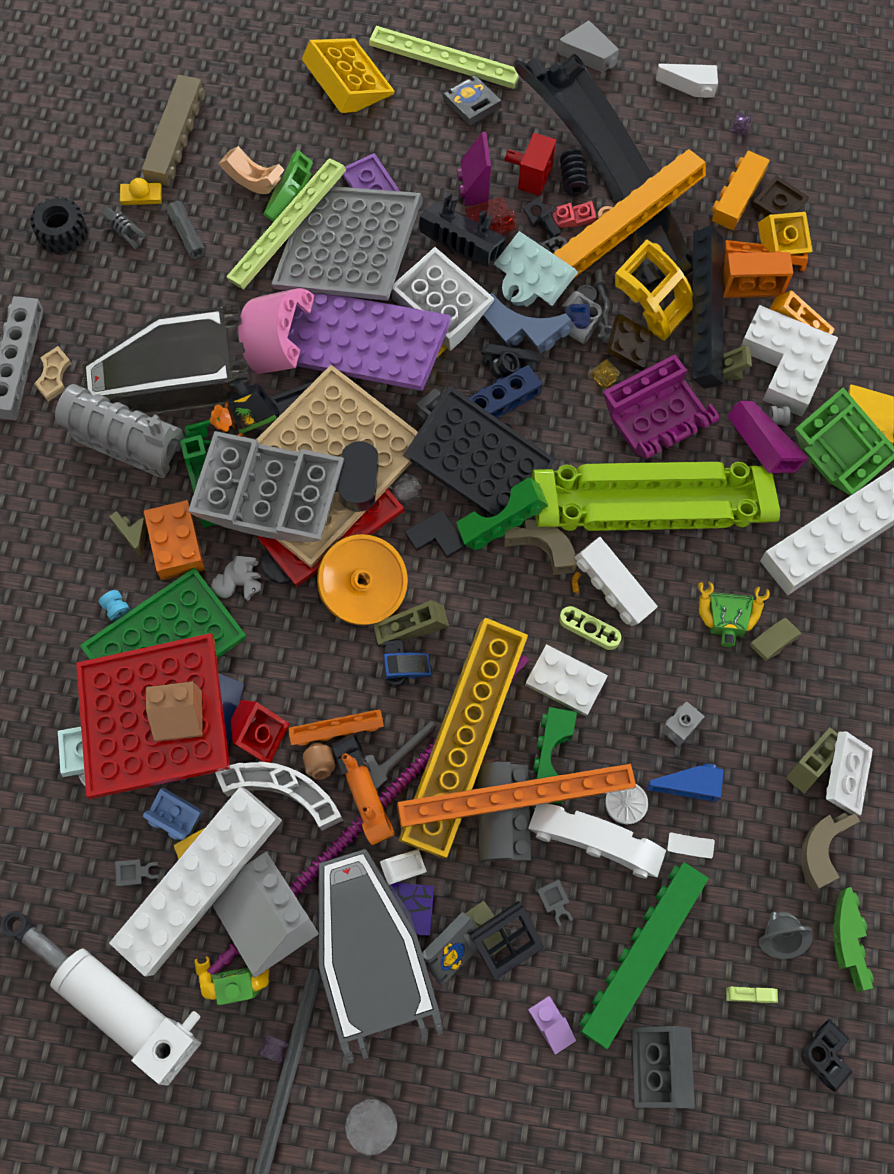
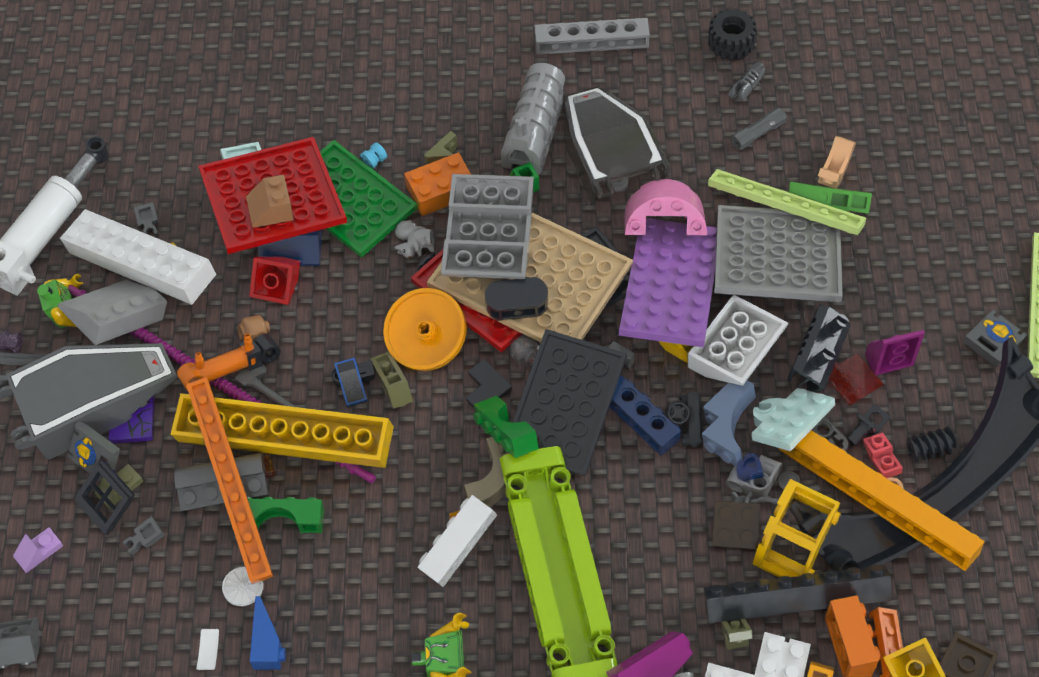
camera: 85 degrees right, 10 degrees down
(50, 382) = (594, 66): tan tile -> none
(140, 193) = (789, 88): yellow tile -> none
(173, 130) = (866, 95): dark tan brick -> none
(173, 815) = (195, 233): medium blue bracket -> none
(220, 418) = (552, 184): plant -> none
(251, 406) = (577, 209): black torso -> none
(283, 781) = (229, 308): white brick -> none
(334, 727) = (285, 337): orange plate -> none
(346, 73) = (986, 222): yellow slope -> none
(368, 174) = (864, 267): medium lavender tile -> none
(403, 867) = (161, 405): white tile -> none
(534, 164) = (925, 402): red brick -> none
(566, 680) = (356, 519): white plate -> none
(598, 838) = (197, 558): white brick -> none
(605, 373) = (697, 510): clear yellow tile -> none
(607, 629) = (411, 522): yellowish green beam -> none
(643, 956) = (101, 616): green brick -> none
(657, 408) = (663, 560): magenta slope -> none
(682, 723) = (322, 623): light grey head -> none
(740, 190) = (967, 617): light orange brick -> none

